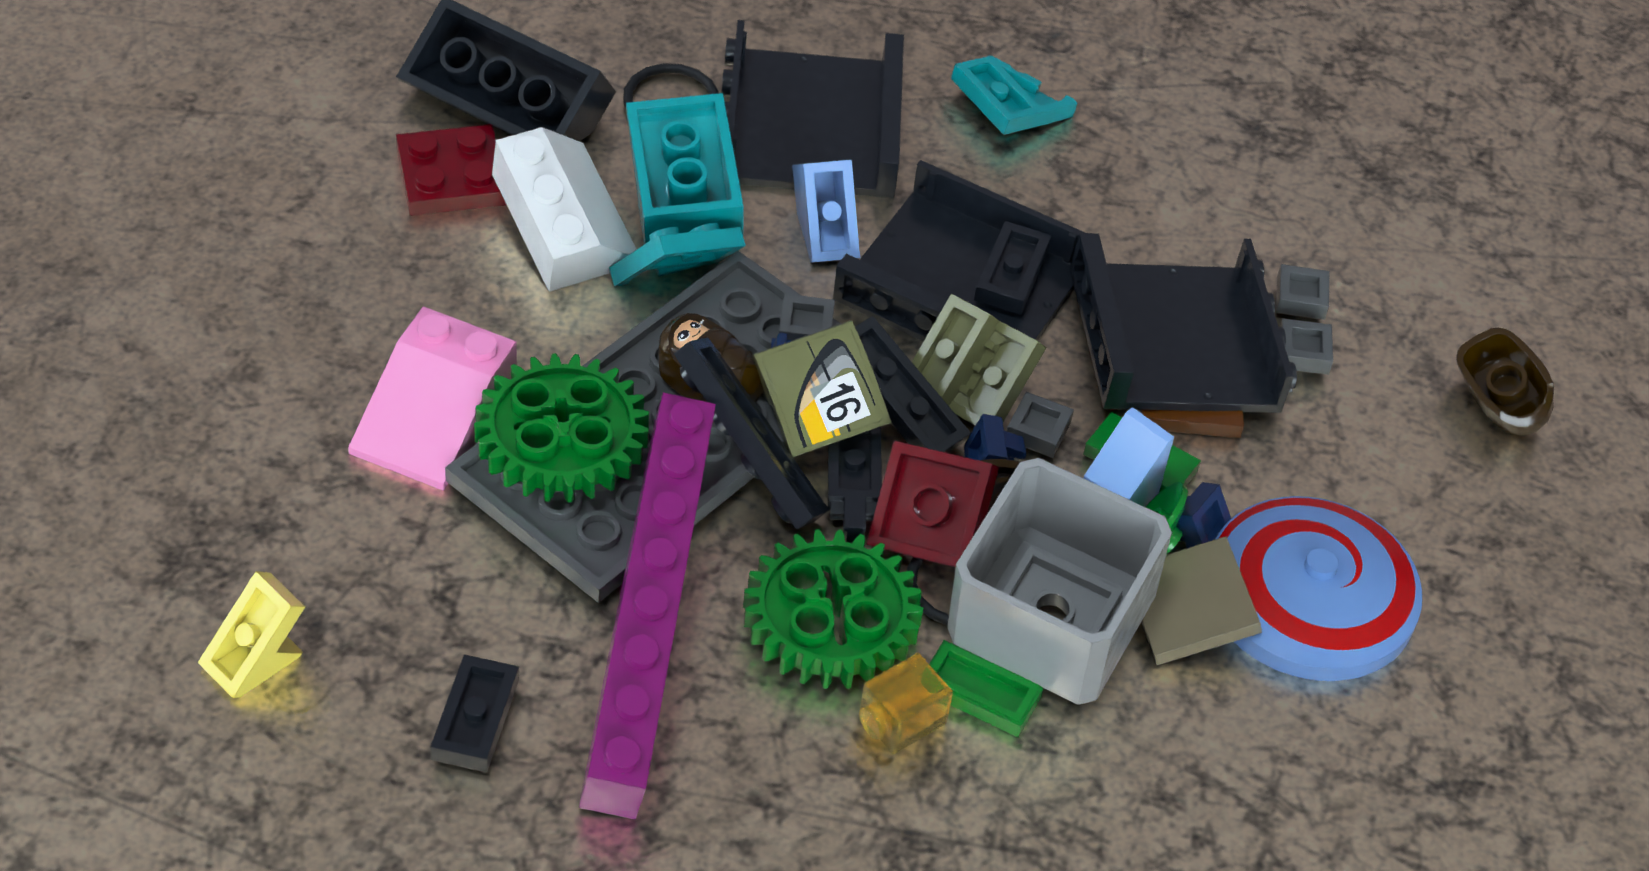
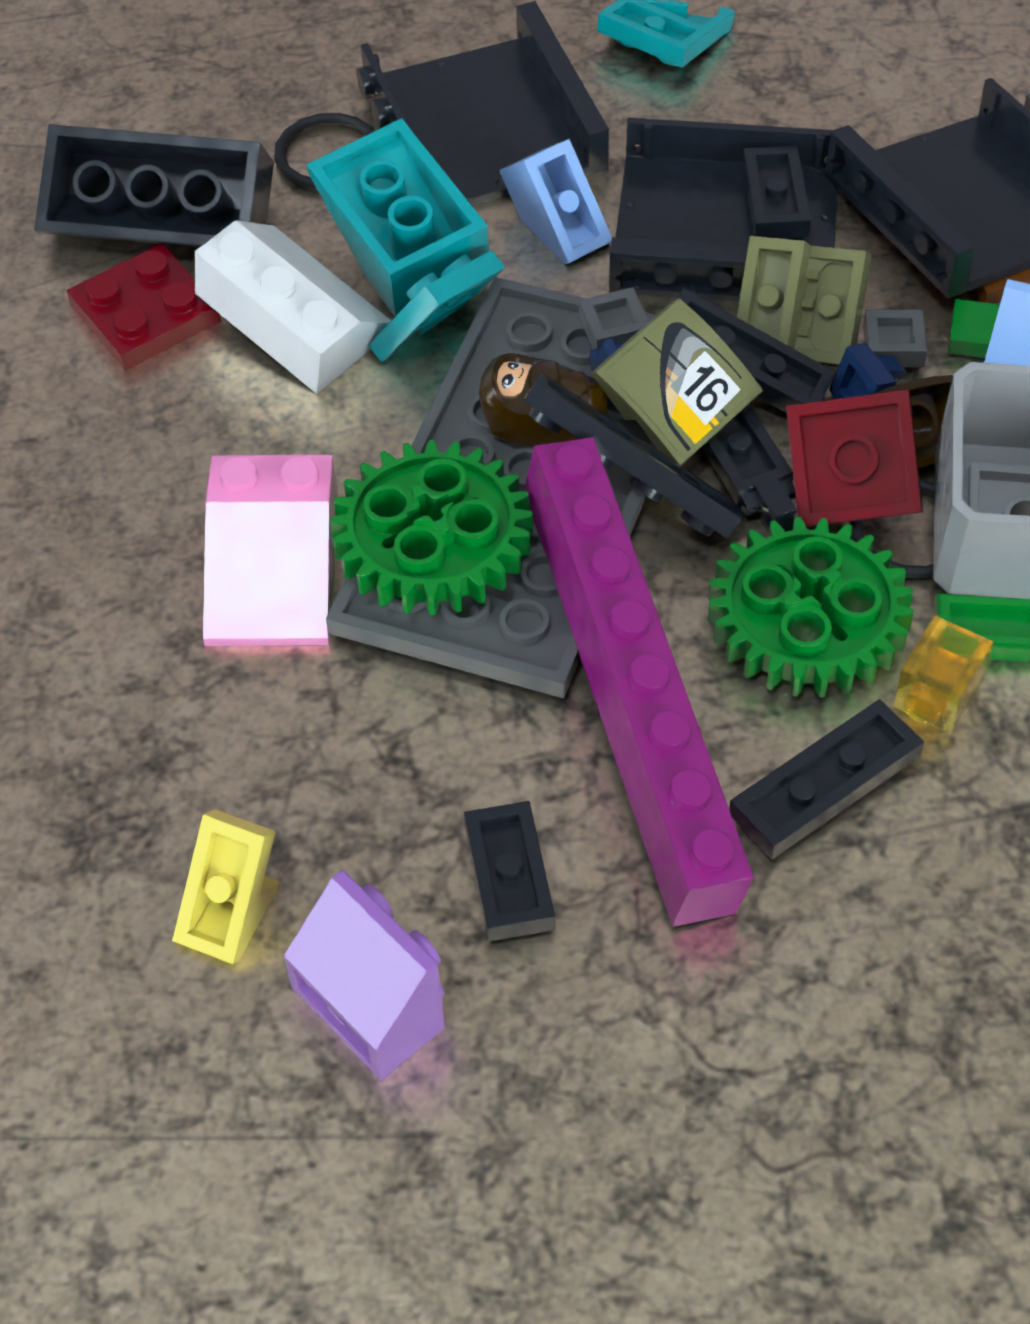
camera: 15 degrees left, 5 degrees up
(317, 743) = (367, 975): none -> slope
(763, 744) = (825, 778): none -> black plate

